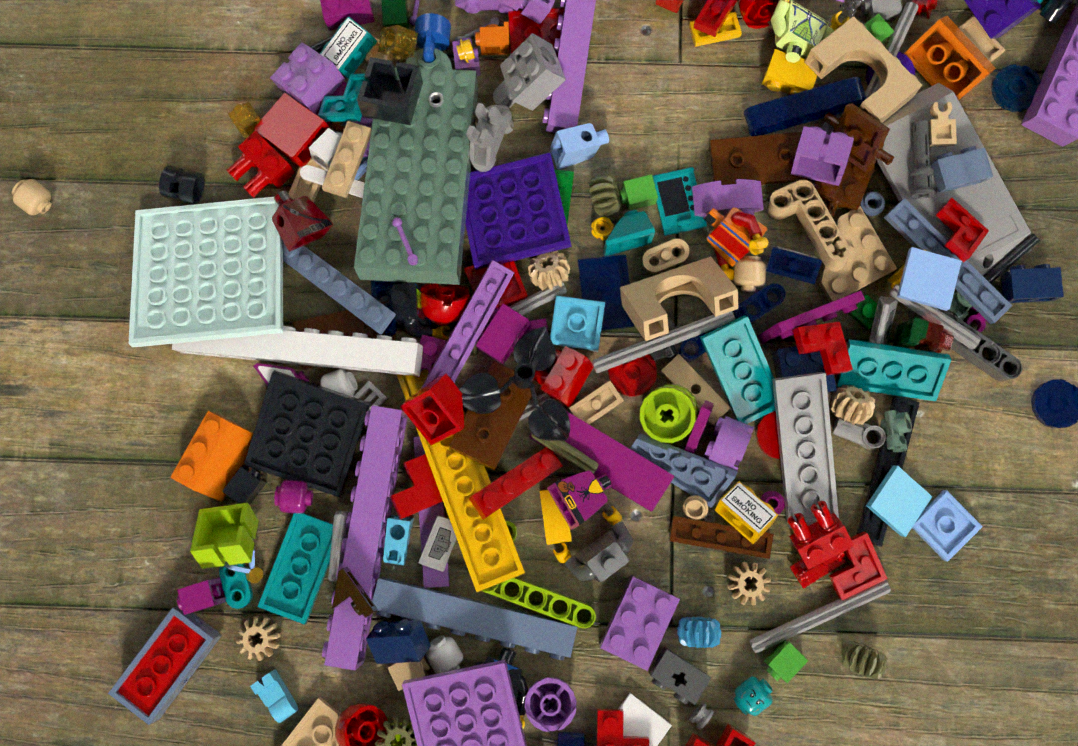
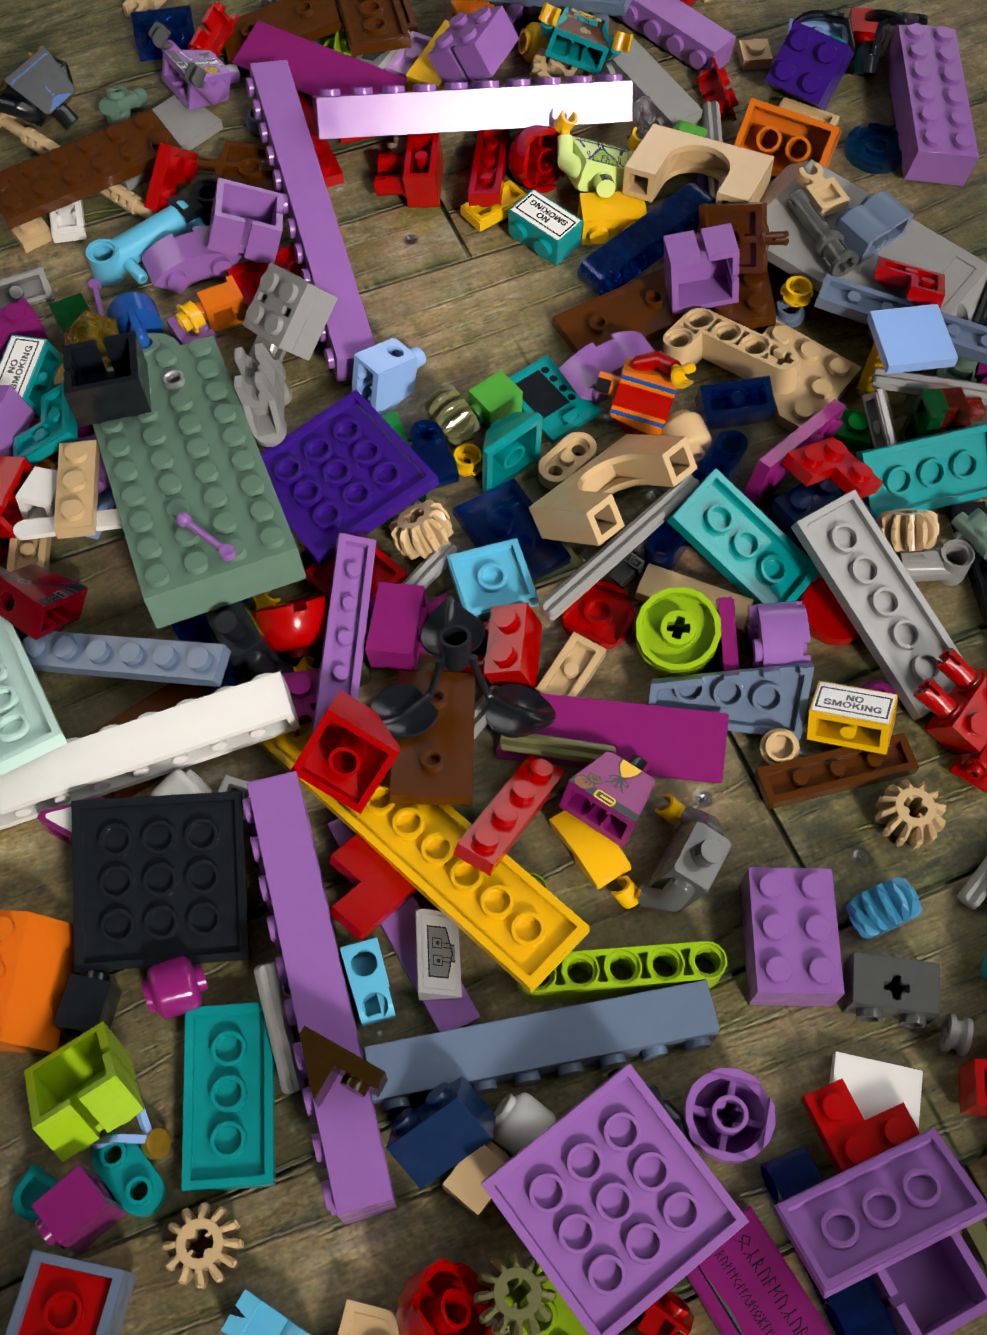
camera: 30 degrees left, 20 degrees down
(187, 572) = (29, 1189): none -> teal tile
(580, 221) = (432, 449): none -> clear blue piece
(739, 63) = (544, 227): none -> brick
(887, 191) = (797, 291): none -> yellow plate

